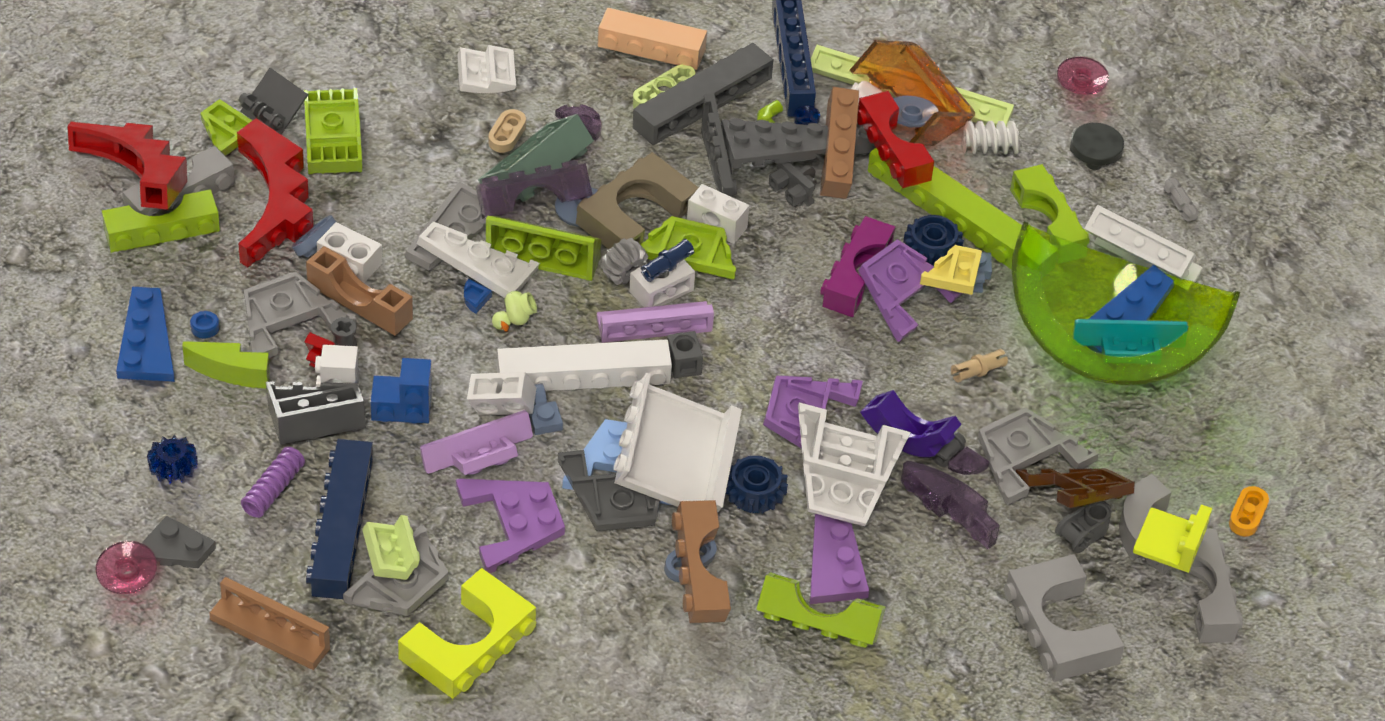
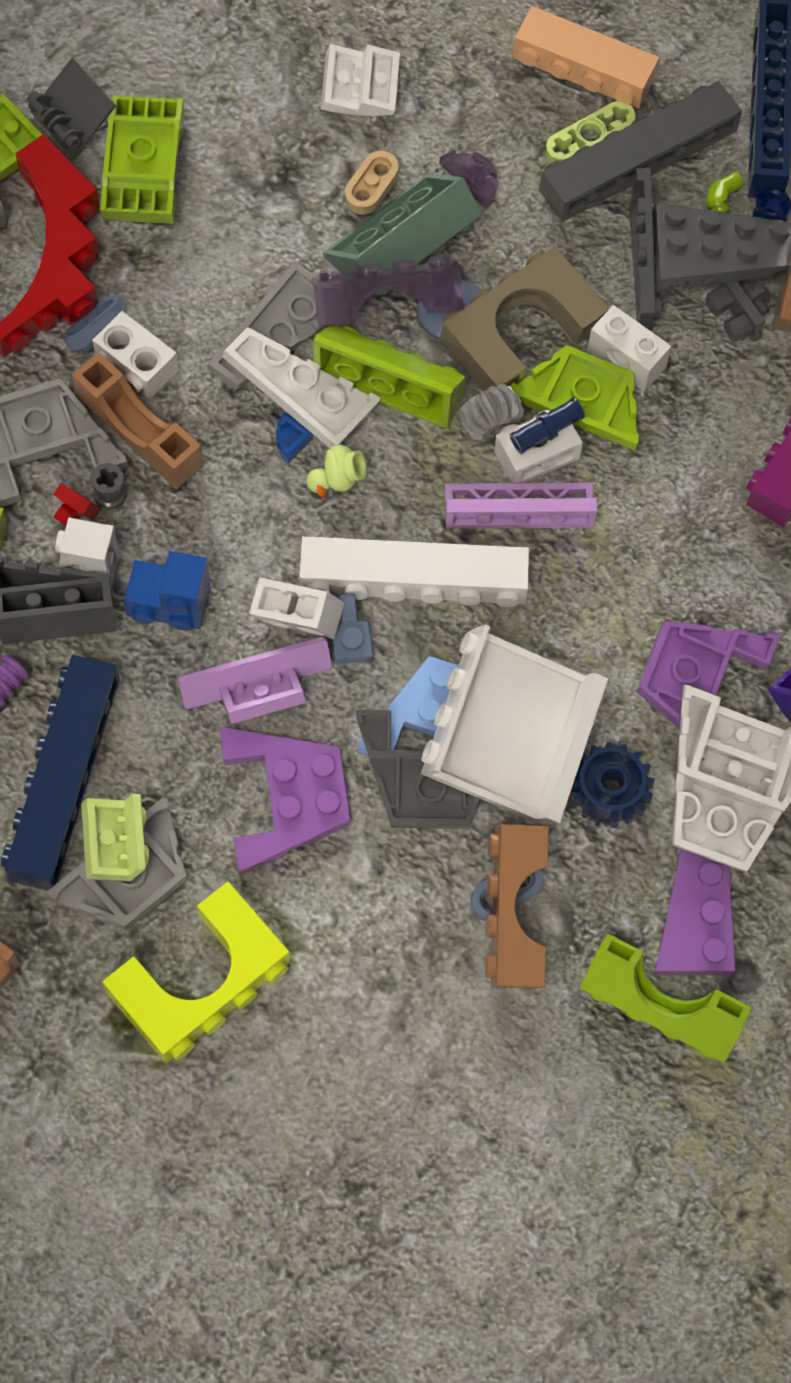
camera: 10 degrees right, 20 degrees up
(685, 354) = (546, 580): dark grey brick -> none

